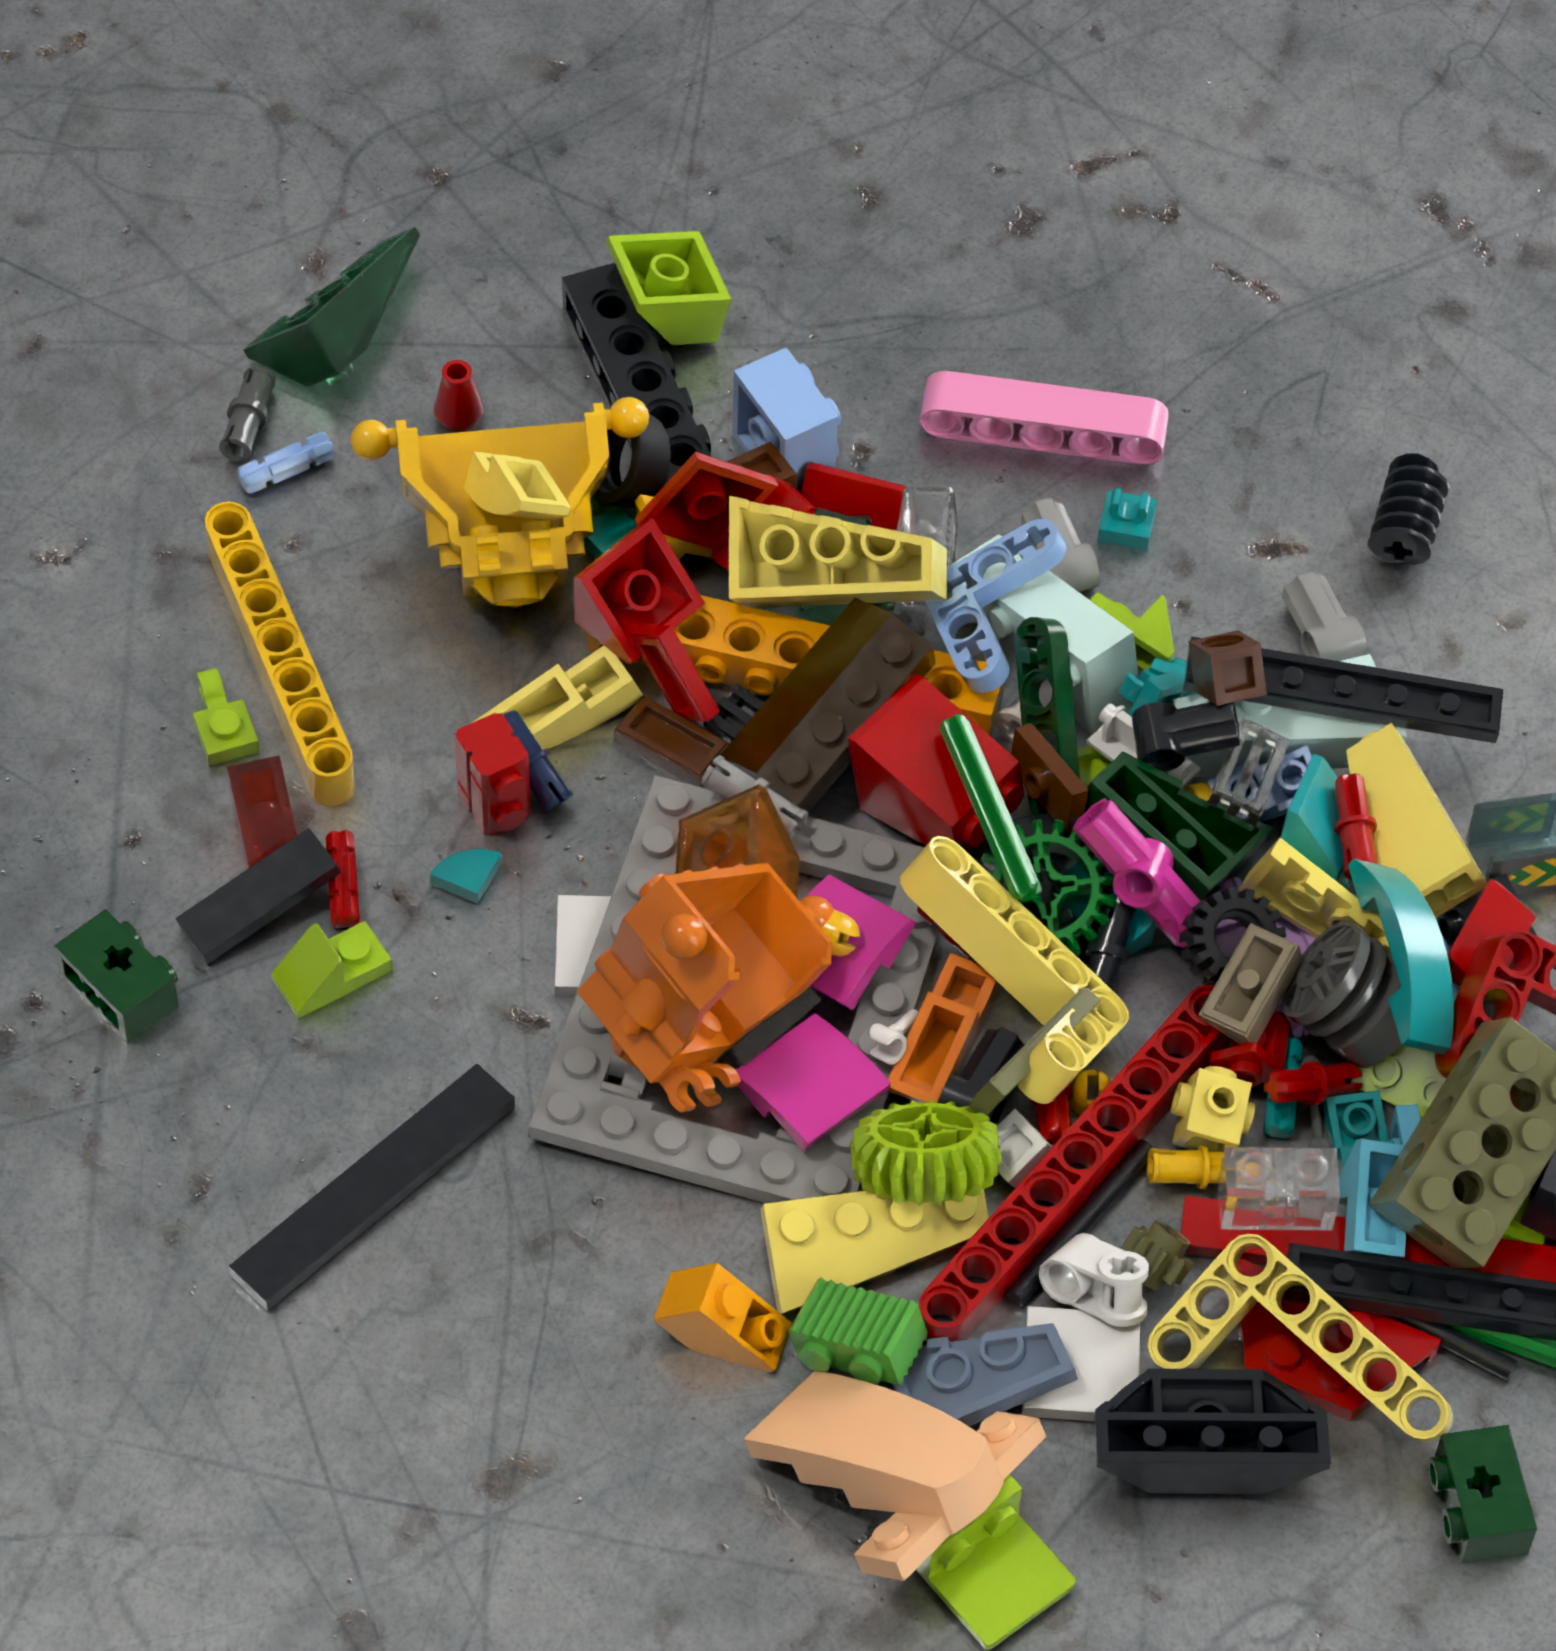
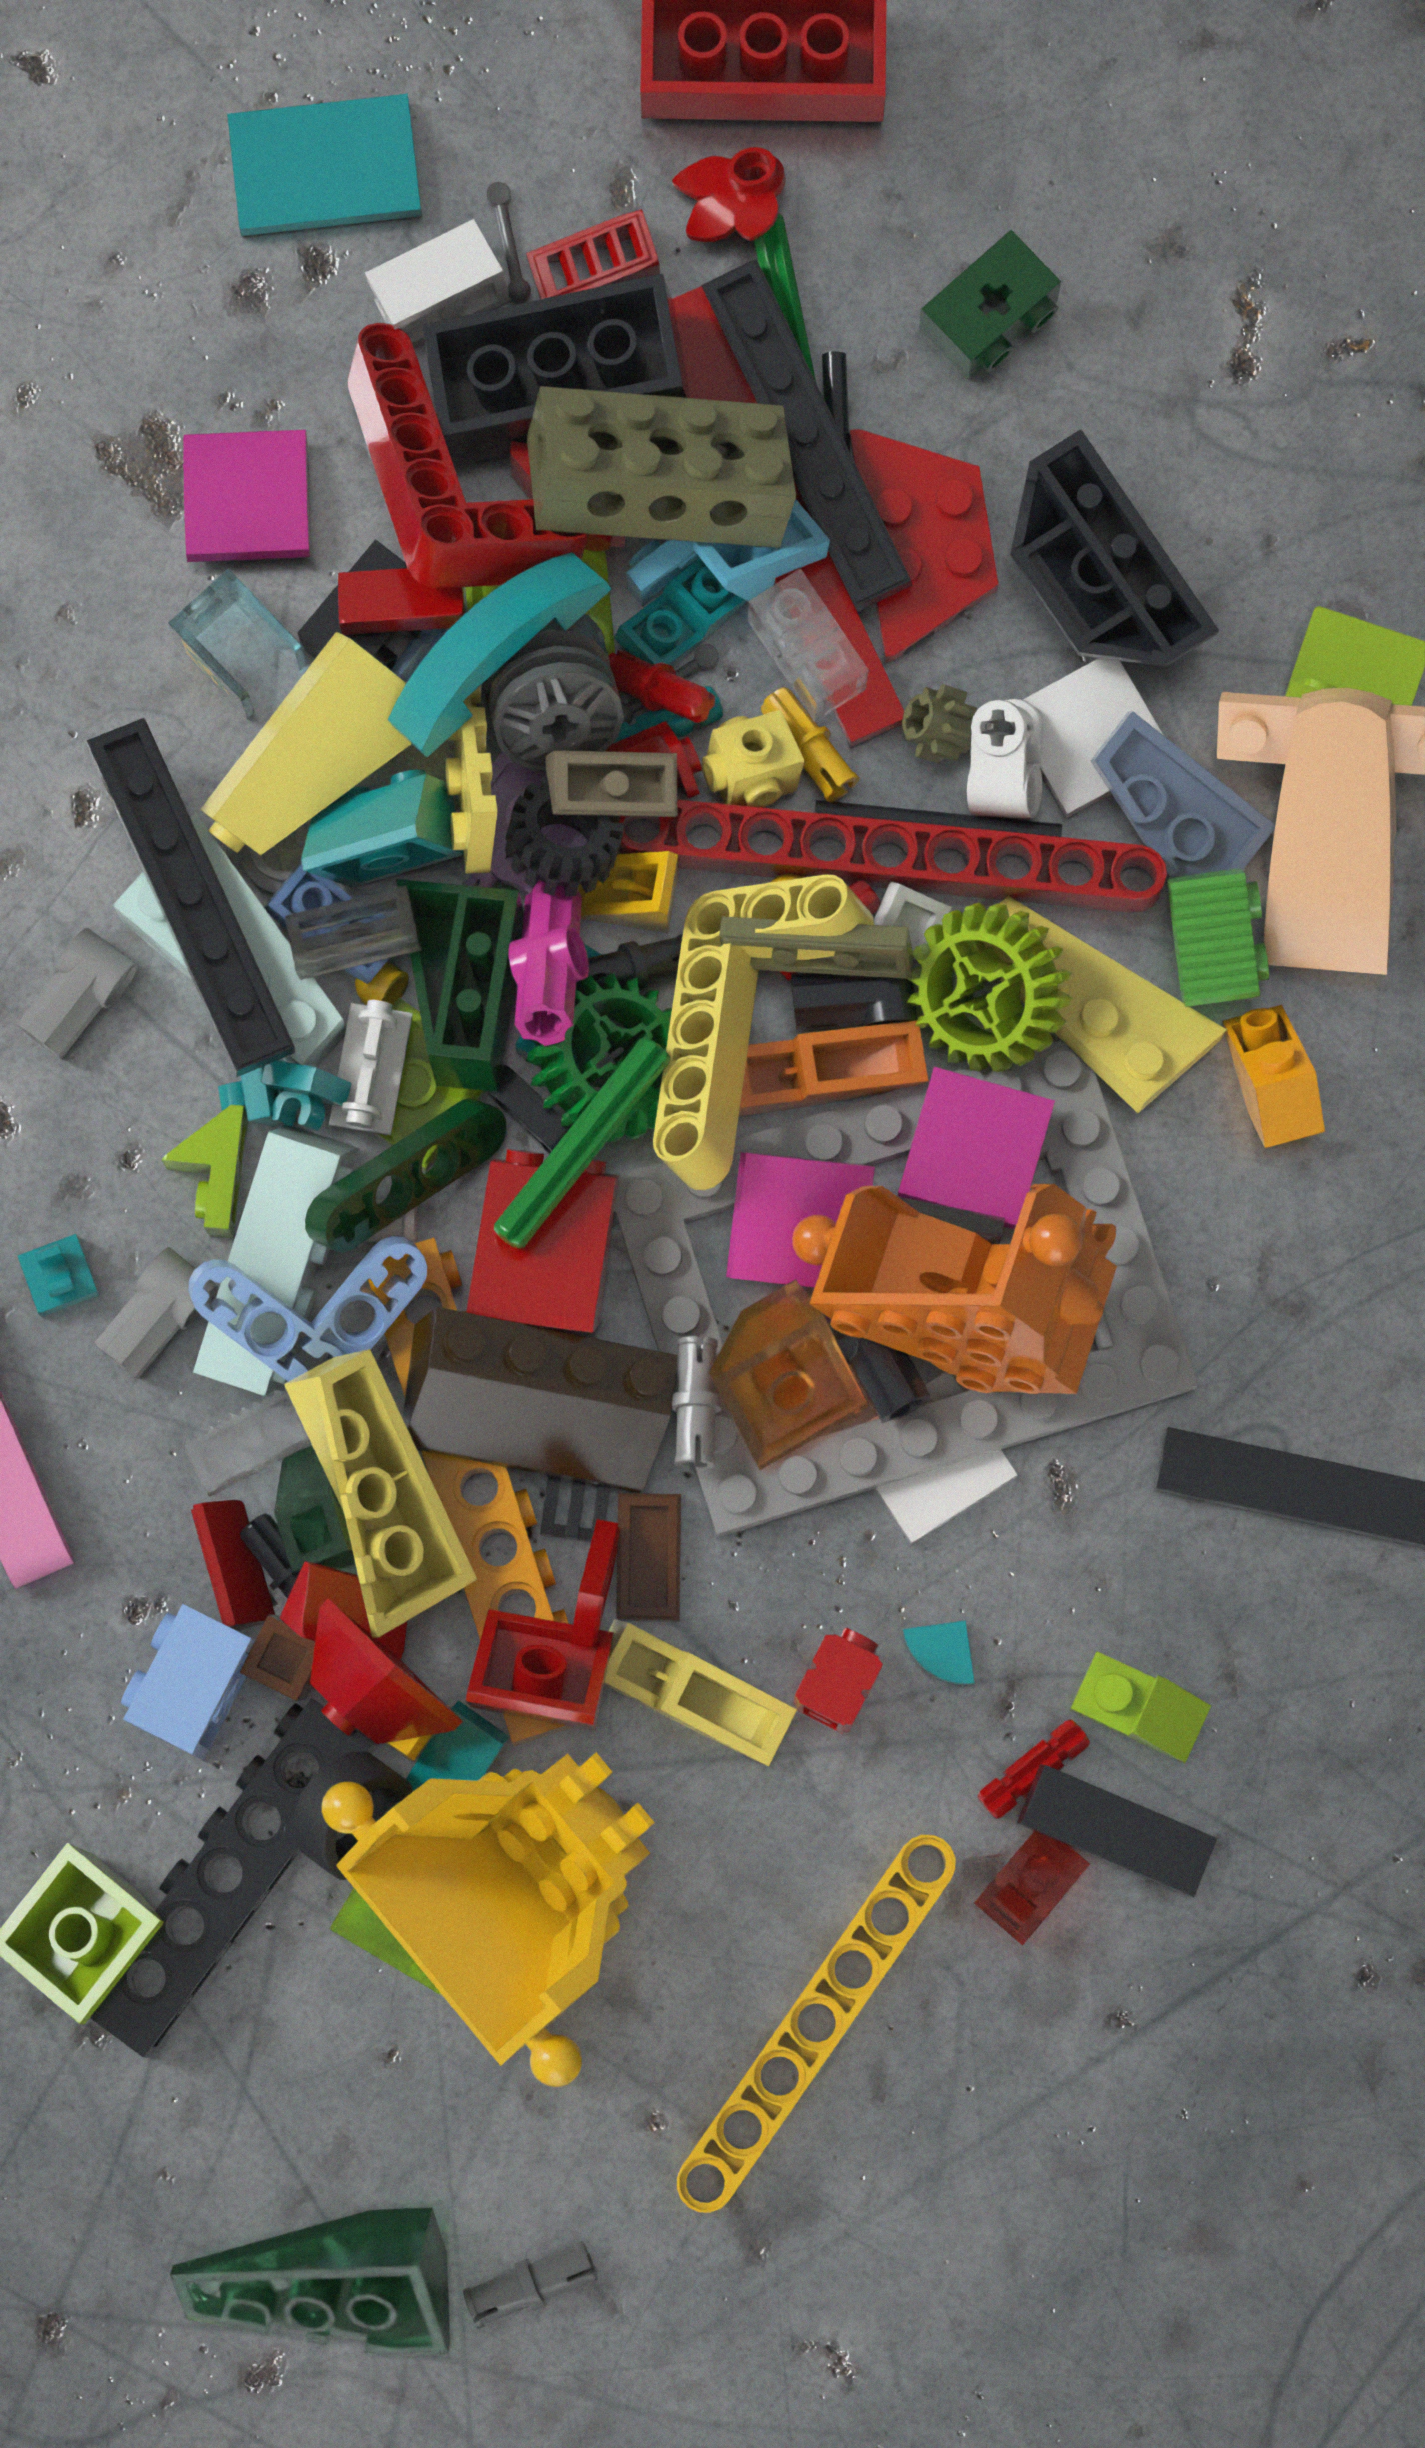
camera: 120 degrees left, 25 degrees up
(117, 975) = (1310, 1937): dark green brick -> none
(222, 726) = (936, 2020): lime plate -> none
(285, 462) = (563, 2199): light blue axle -> none
(458, 399) = (387, 2068): red cone -> none
(514, 487) = (519, 1862): light yellow slope -> none
(543, 777) = (784, 1666): dark blue axle -> none
(839, 929) = (814, 1202): yellow hinge -> none
(891, 1039) = (890, 1101): white hand -> none
(1049, 777) = (487, 1126): reddish brown plate -> none
(1157, 988) = (635, 893): none -> yellow slope
(1170, 734) = (372, 1022): black piece -> none
(1227, 667) = (282, 972): reddish brown brick -> none
(1309, 1326) = (950, 533): light yellow beam -> none
(1354, 823) = (364, 783): red axle -> none

